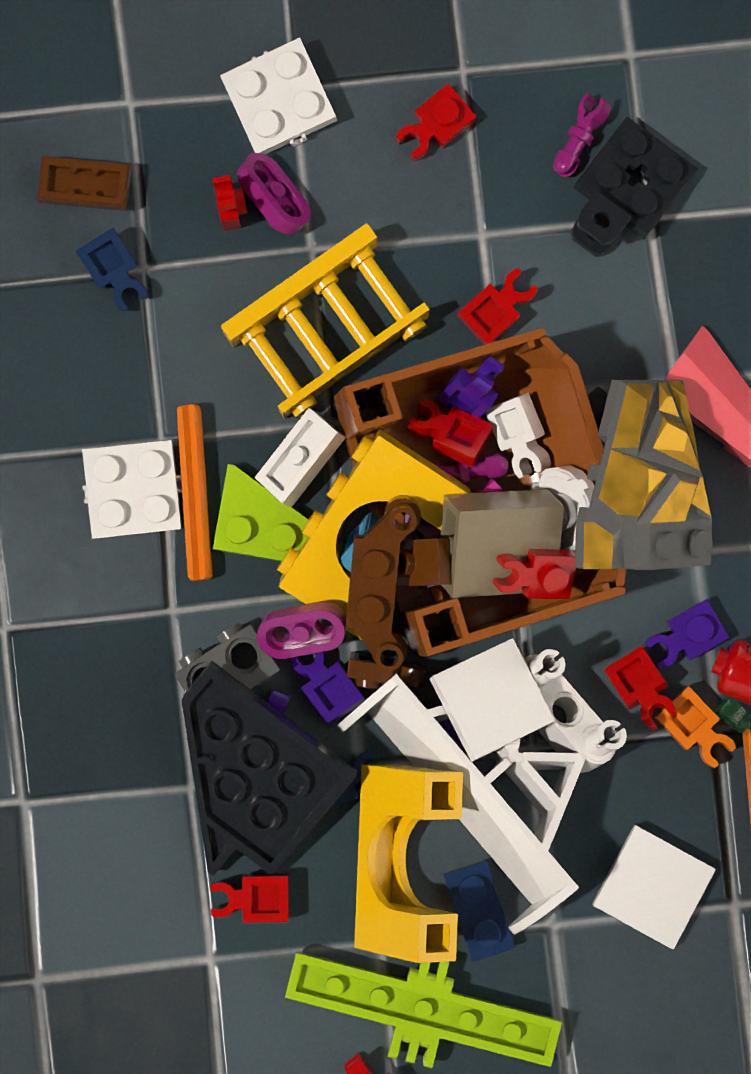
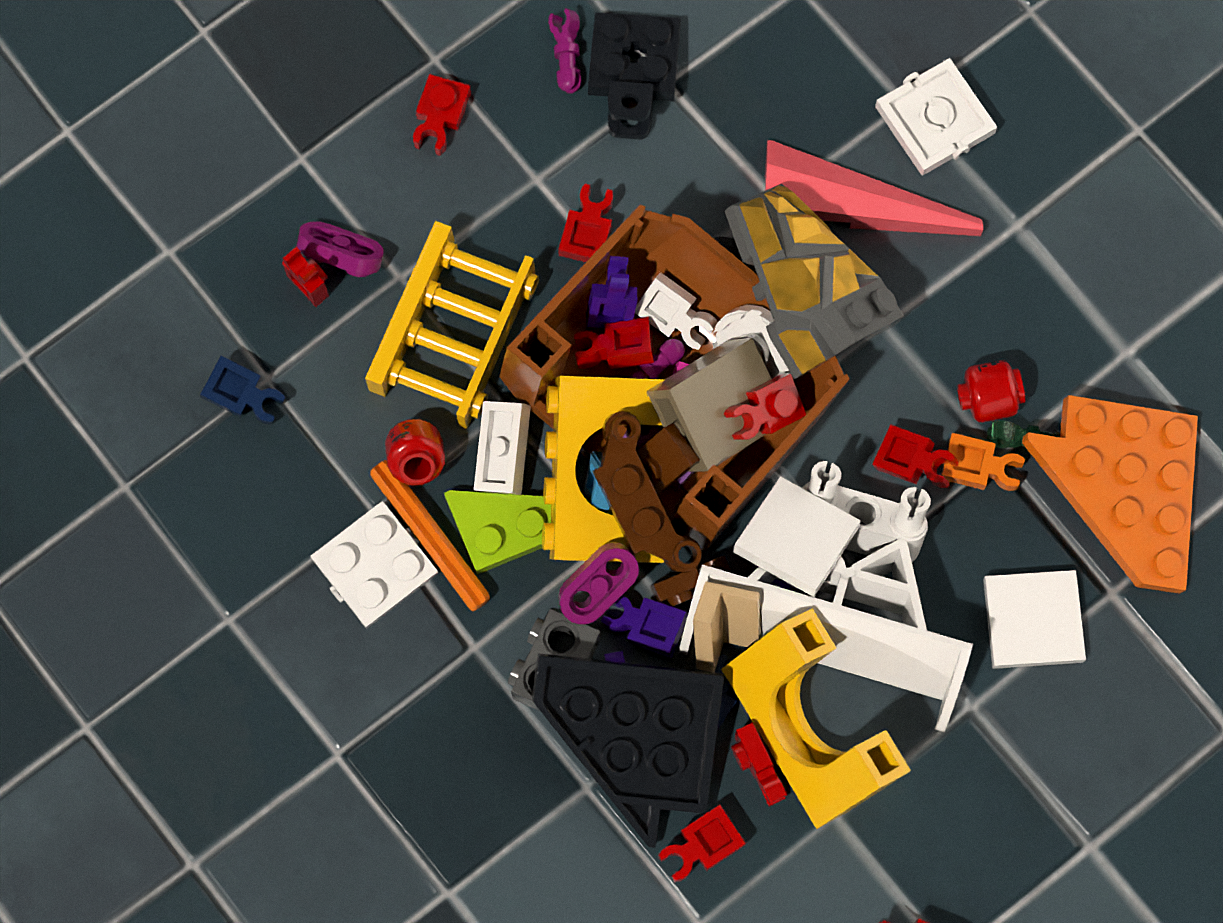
camera: 30 degrees left, 10 degrees down
(84, 183) = (172, 337): reddish brown plate -> none
(224, 415) = (415, 452): none -> red head
(279, 97) = (294, 169): white plate -> none
(341, 851) = (752, 754): none -> red plate
(388, 723) = (724, 616): none -> tan panel
(423, 1010) = (909, 846): lime hinge -> none
(479, 910) = (913, 736): dark blue plate -> none
(692, 632) = (925, 391): dark purple plate -> none

